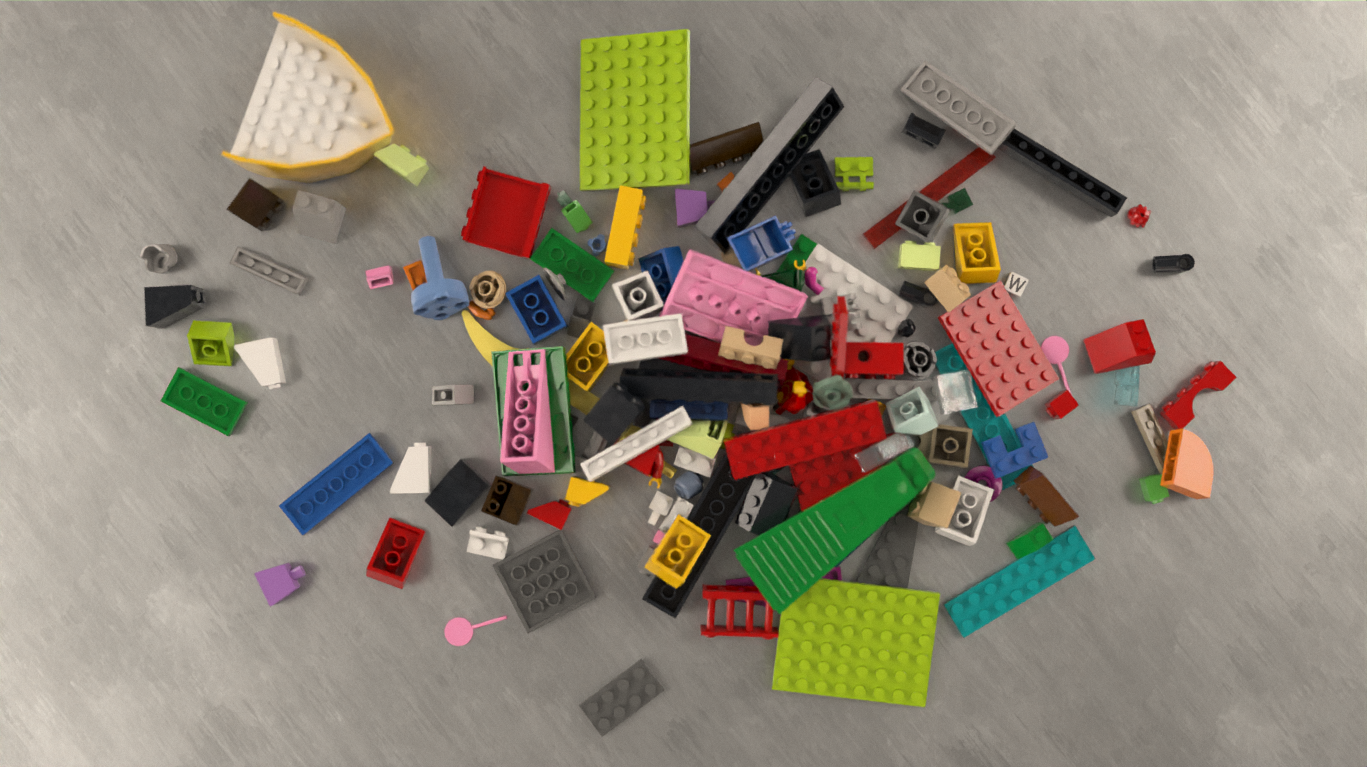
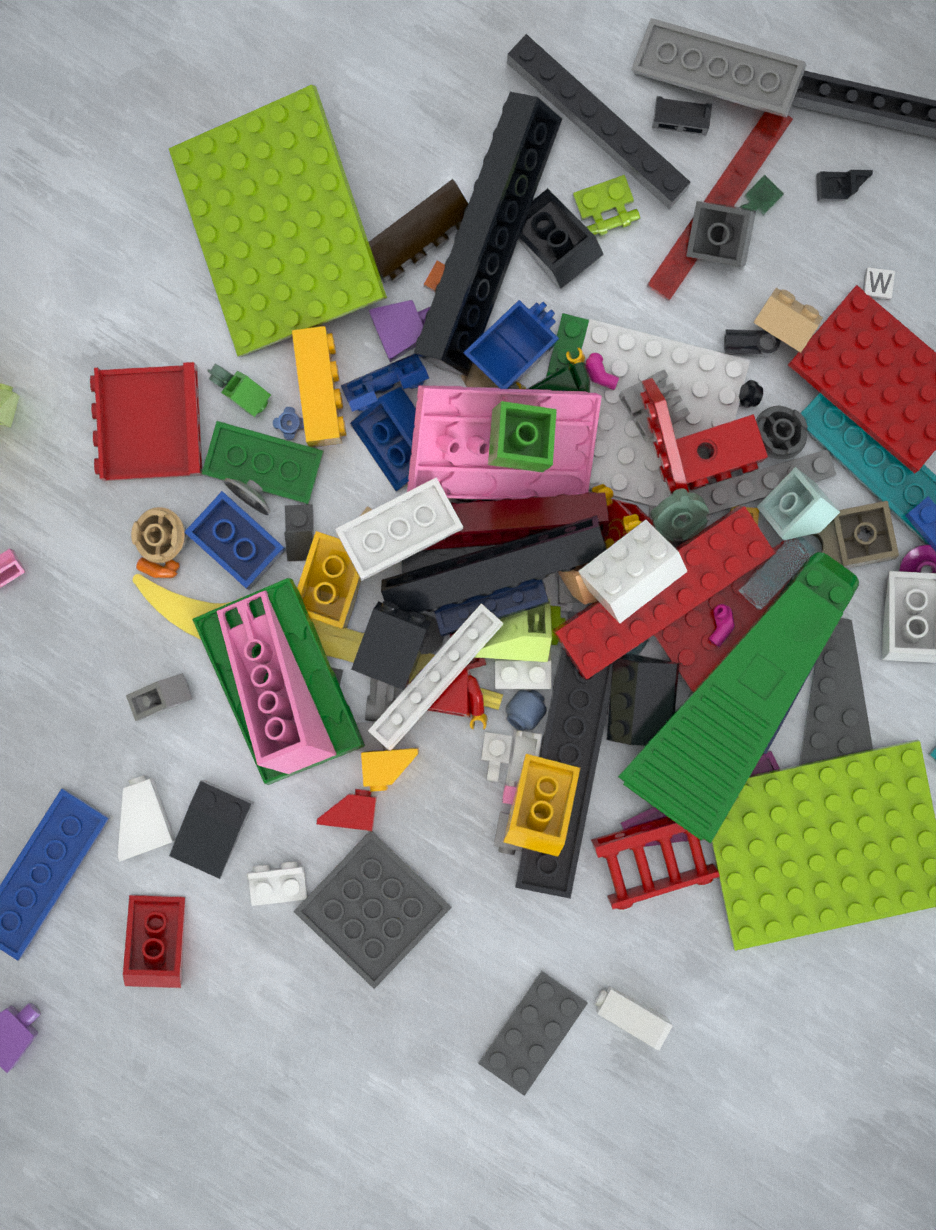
camera: 25 degrees left, 0 degrees up
(415, 274) = (60, 556): orange plate -> none
(438, 296) = (94, 566): medium blue piece -> none
(460, 631) = (280, 1018): bright pink piece -> none
(507, 500) = (283, 816): dark brown slope -> none
(638, 297) = (370, 474): white slope -> none
(686, 237) = (361, 391): none -> blue plate
(690, 710) = (633, 1017): none -> white slope
(734, 347) = (526, 498): tan arch -> none
(746, 306) = (522, 436): none -> bright green brick
(788, 419) = (633, 571): none -> white brick
(803, 337) = (610, 456): black slope -> none
(837, 473) = (724, 622): none -> dark pink arm
(867, 116) = (597, 121): none -> black brick
(919, 257) = (734, 290): yellowish green brick -> none
(934, 505) = (871, 623): tan slope -> none
(955, 391) = (846, 458): clear plate -> none
(975, 253) = (810, 259): yellow slope -> none
(1012, 211) = (840, 185): none -> black slope

